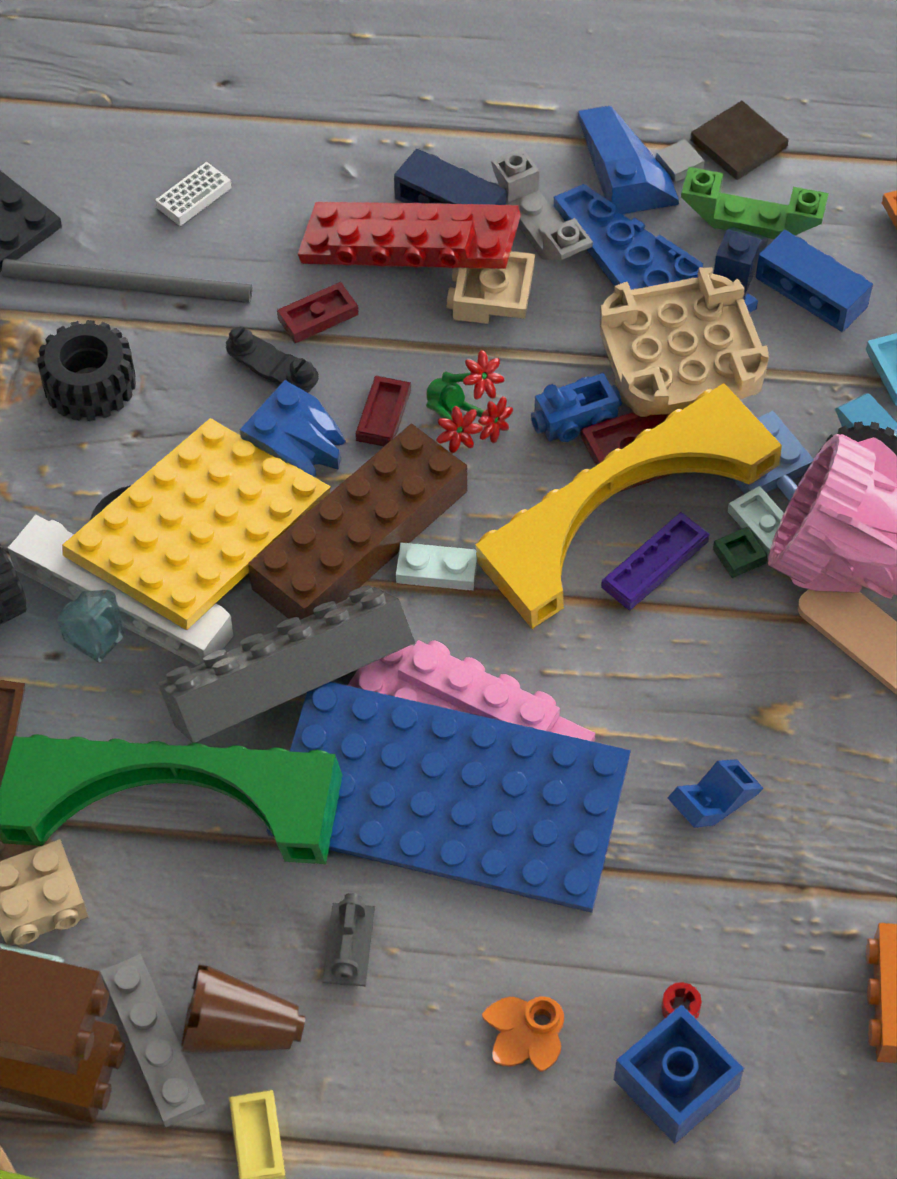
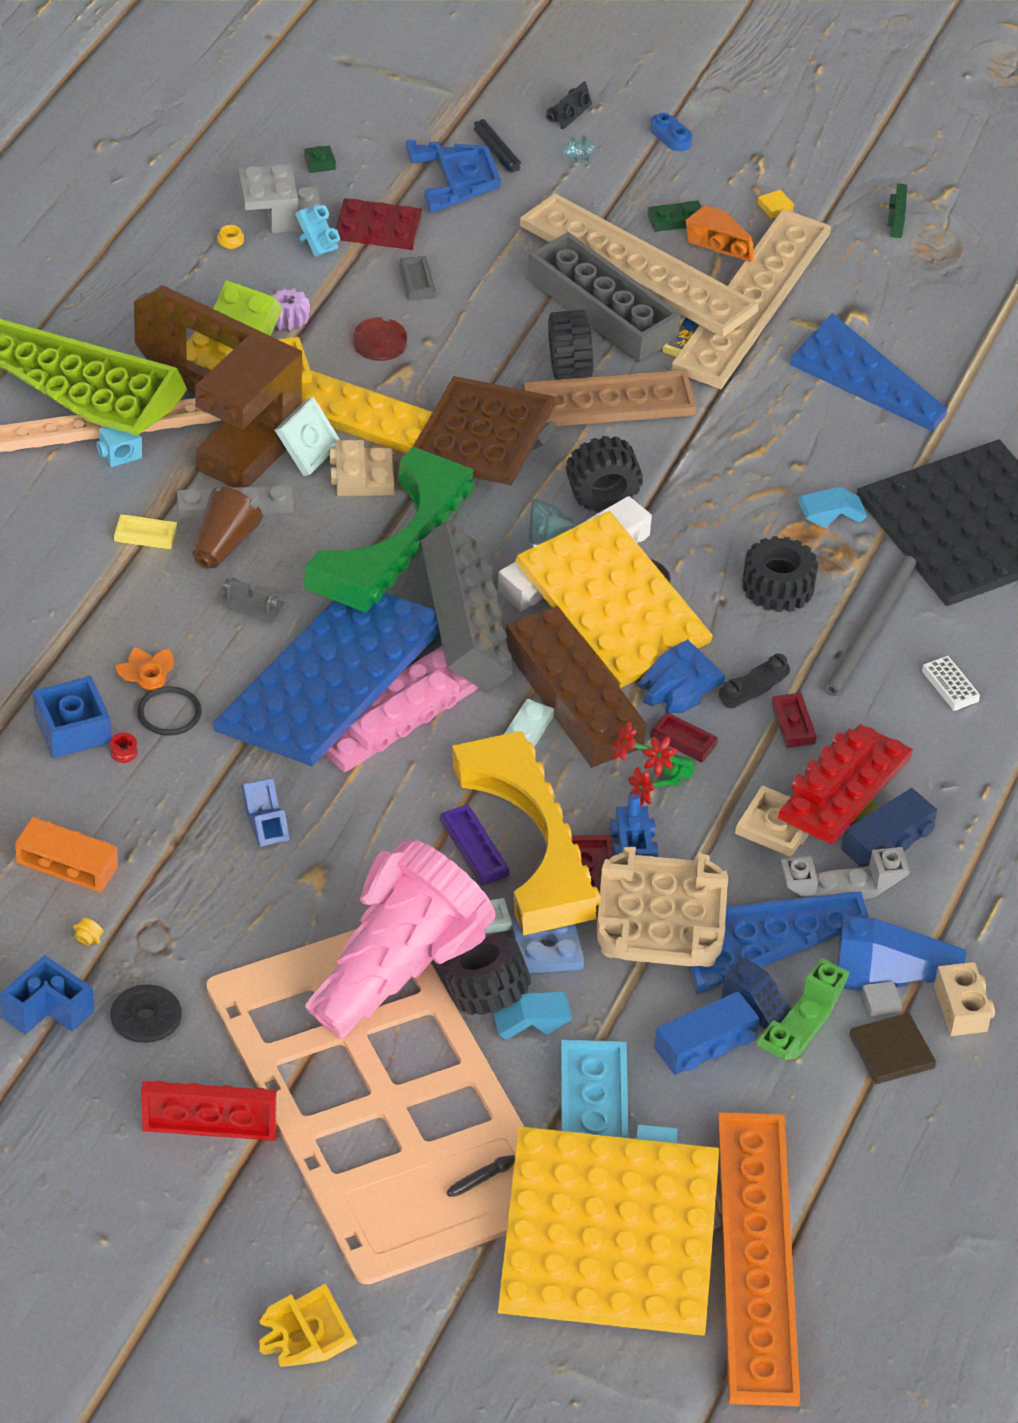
camera: 105 degrees right, 10 degrees down
(597, 941) = (190, 725): none -> black tyre
(653, 92) = (963, 998): none -> tan brick

